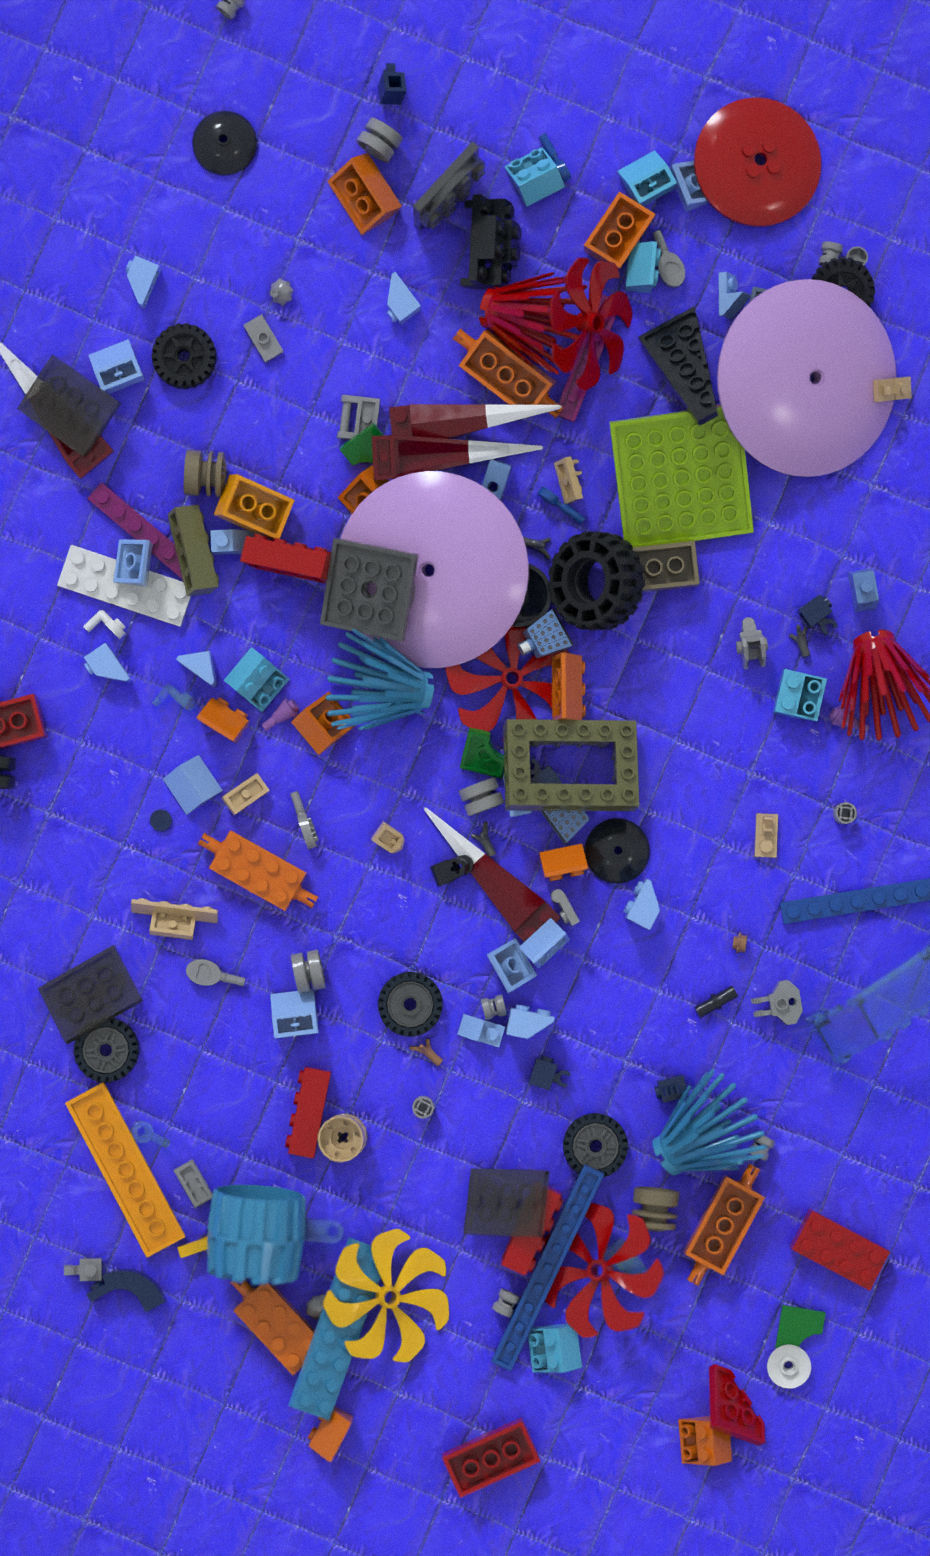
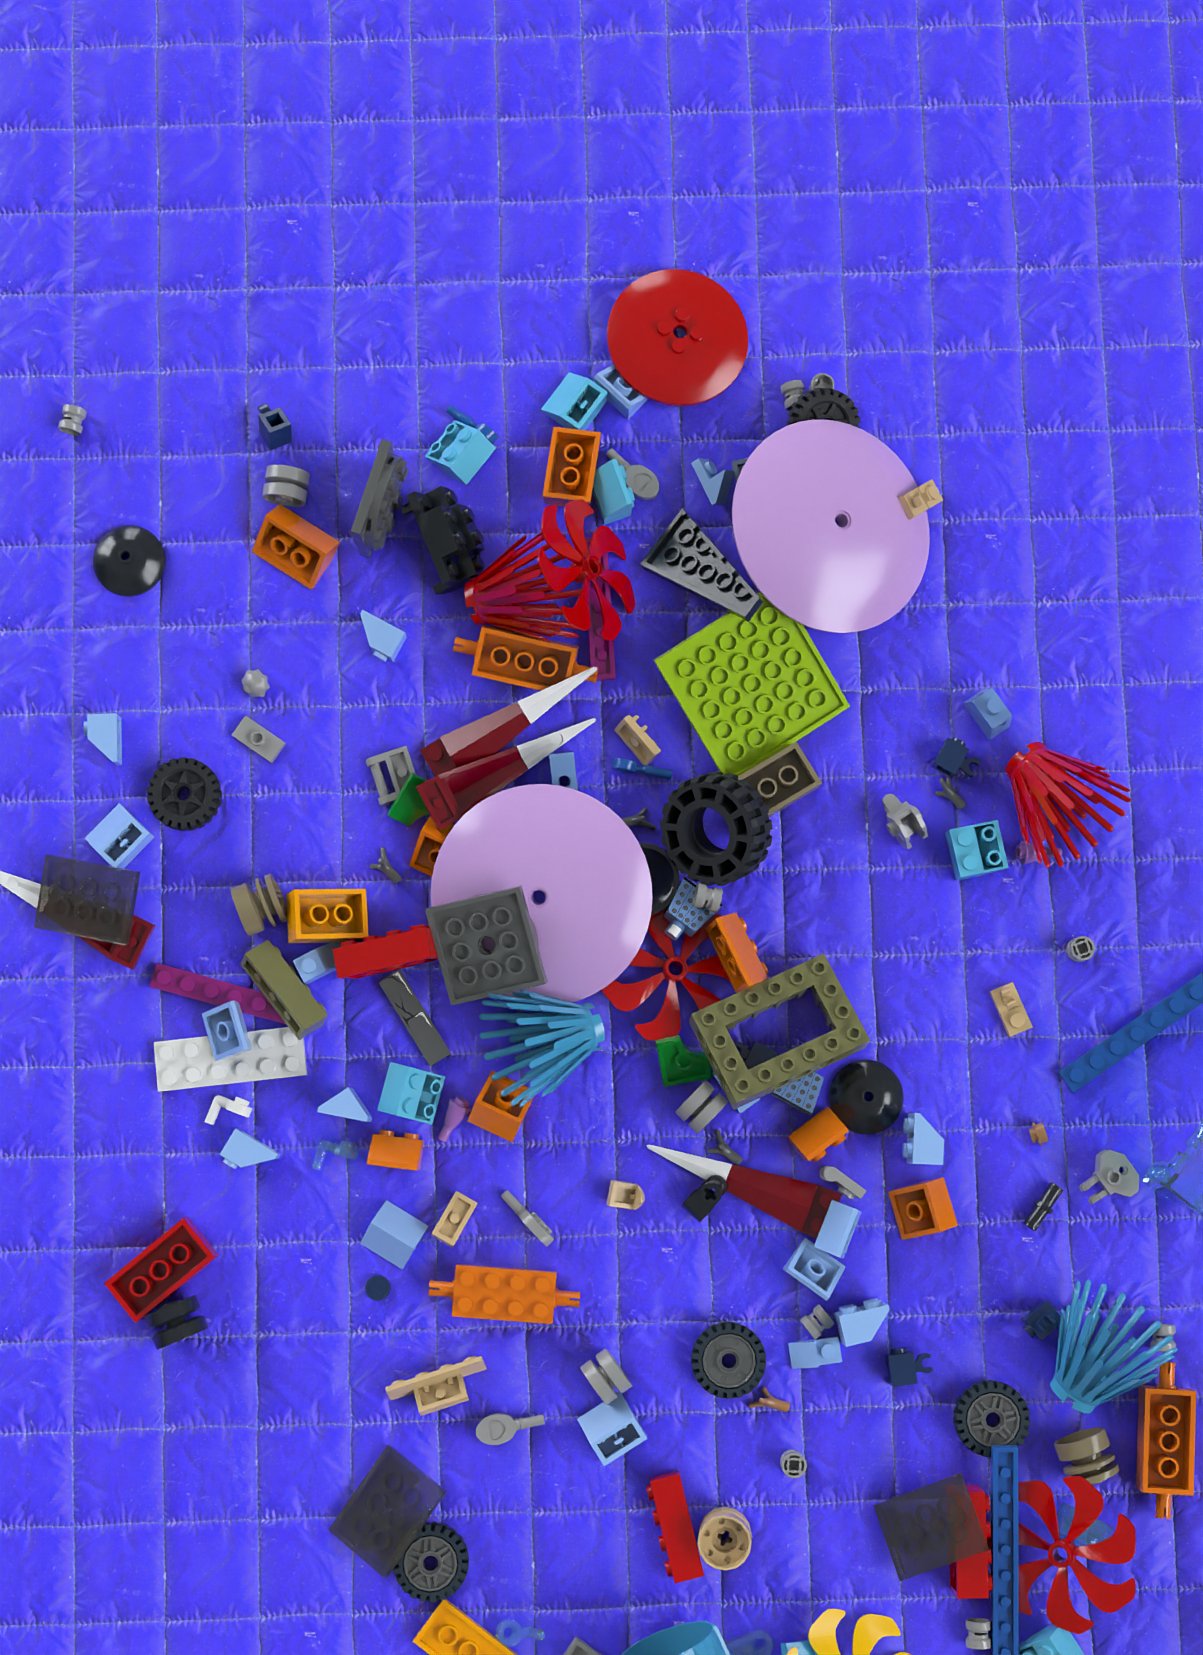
camera: 25 degrees left, 5 degrees down
(286, 621) = (414, 1018): none -> dark grey tile
(319, 490) = (386, 867): none -> dark grey bar
(563, 633) = (707, 897): none -> light grey wheel
(619, 958) = (922, 1208): none -> orange slope

